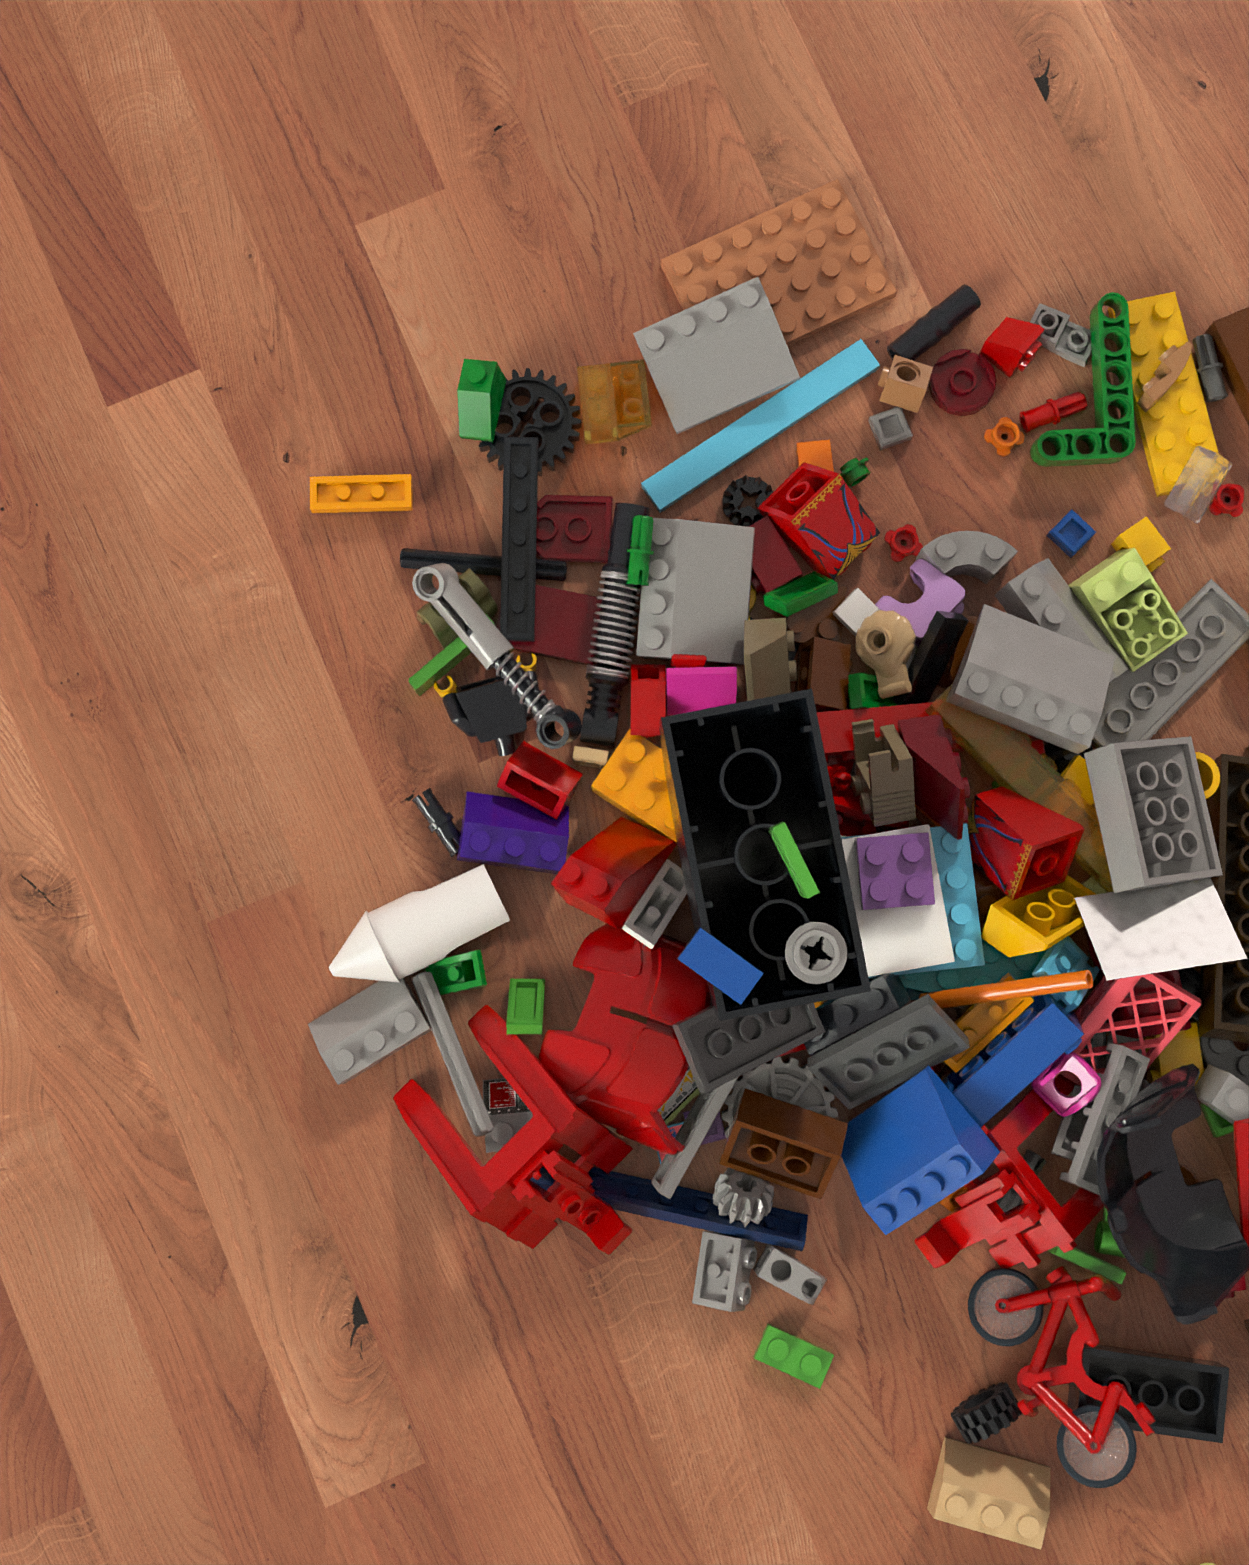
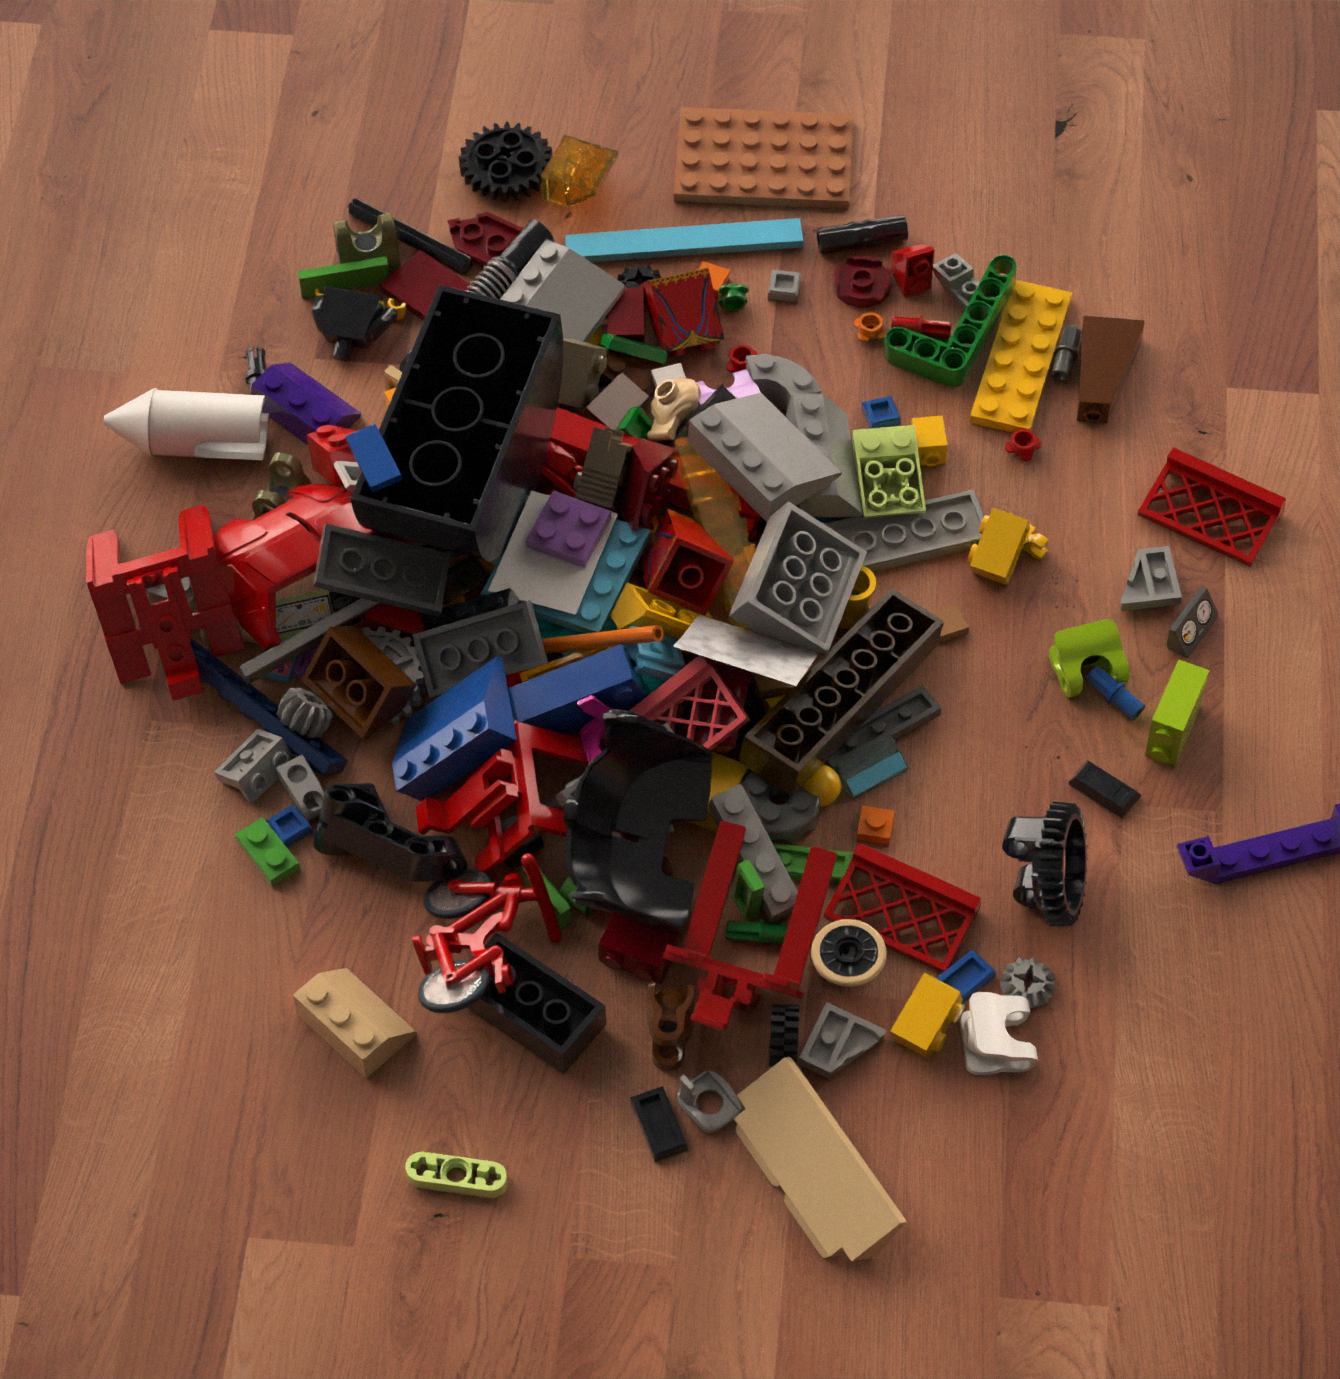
camera: 30 degrees right, 25 degrees down
(361, 493) = (351, 152): light orange plate -> none
(368, 1028) = (106, 484): light grey slope -> none
(452, 1054) = (155, 508): light grey axle -> none
(459, 973) = (199, 470): green slope -> none
(479, 399) = (478, 121): green slope -> none
(493, 651) = (370, 267): piece -> none
(519, 538) = (444, 225): black tile -> none
(526, 1006) = (228, 510): bright green tile -> none
(539, 780) = (349, 377): red brick -> none
(557, 951) = (279, 484): none -> olive piece
(640, 550) = (523, 252): green axle -> none
(717, 355) = (676, 172): light grey slope -> none
(793, 860) = (470, 408): bright green tile -> none
(796, 1317) = (290, 825): none -> blue tile
(823, 969) = (451, 468): light grey gear -> none
(874, 1286) = (358, 824): none -> black connector
(904, 383) = (812, 256): medium nougat brick -> none
(986, 1412) = (387, 950): black tyre -> none
(1167, 372) = (1009, 338): medium nougat slope -> none
(1198, 484) = (1003, 419): clear slope -> none

